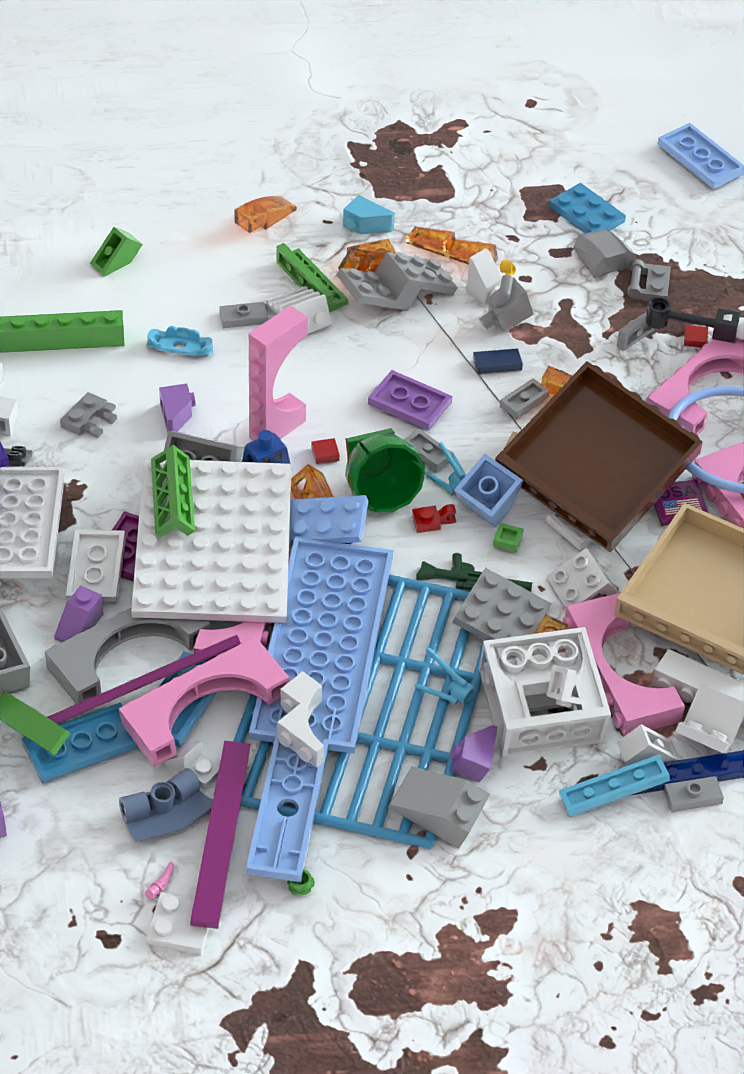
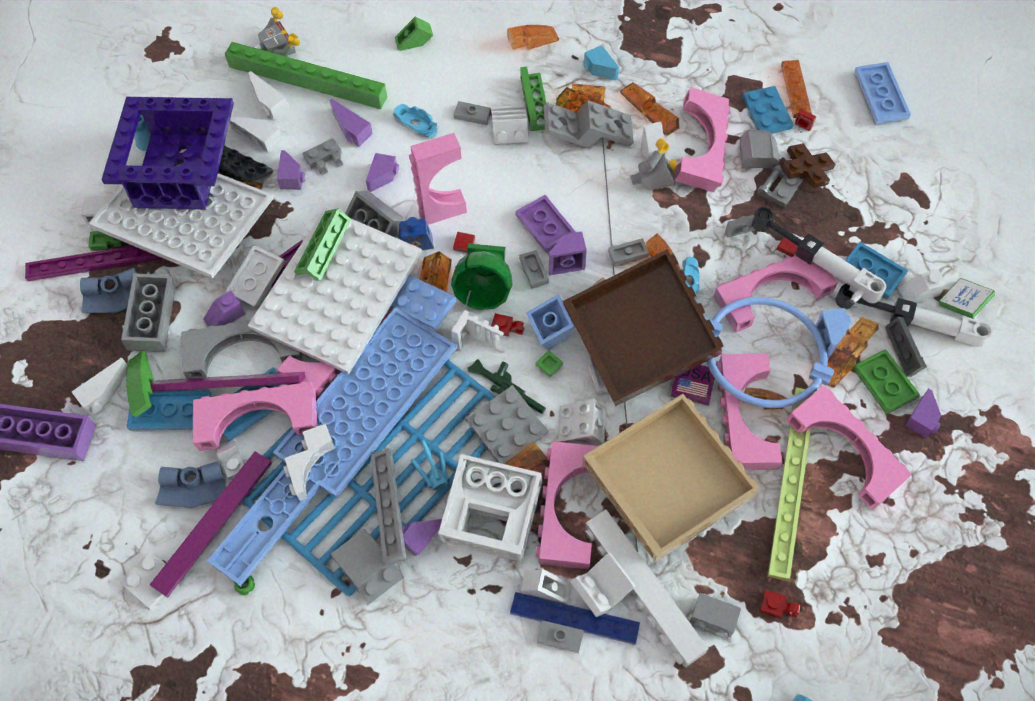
camera: 30 degrees right, 15 degrees up
(59, 443) = (289, 172): none -> medium lavender slope
(100, 369) = (354, 127): none -> medium lavender slope
(161, 883) = (153, 544): bright pink helmet -> none
(396, 528) = (469, 327): none -> white plate
(426, 731) = (388, 507): none -> light grey plate
(455, 477) = (540, 298): medium azure plant -> none
(465, 417) = (568, 254): none -> medium lavender slope
(497, 361) = (628, 213): dark blue tile -> none
(530, 228) = (712, 113): none -> bright pink arch
(561, 686) = (493, 519): white bracket -> none
(604, 180) = (795, 86): none -> clear orange plate
(614, 785) = (501, 607): medium azure plate -> none
(636, 206) = (805, 119): none -> red tile
(675, 249) = (808, 165): none -> reddish brown plate

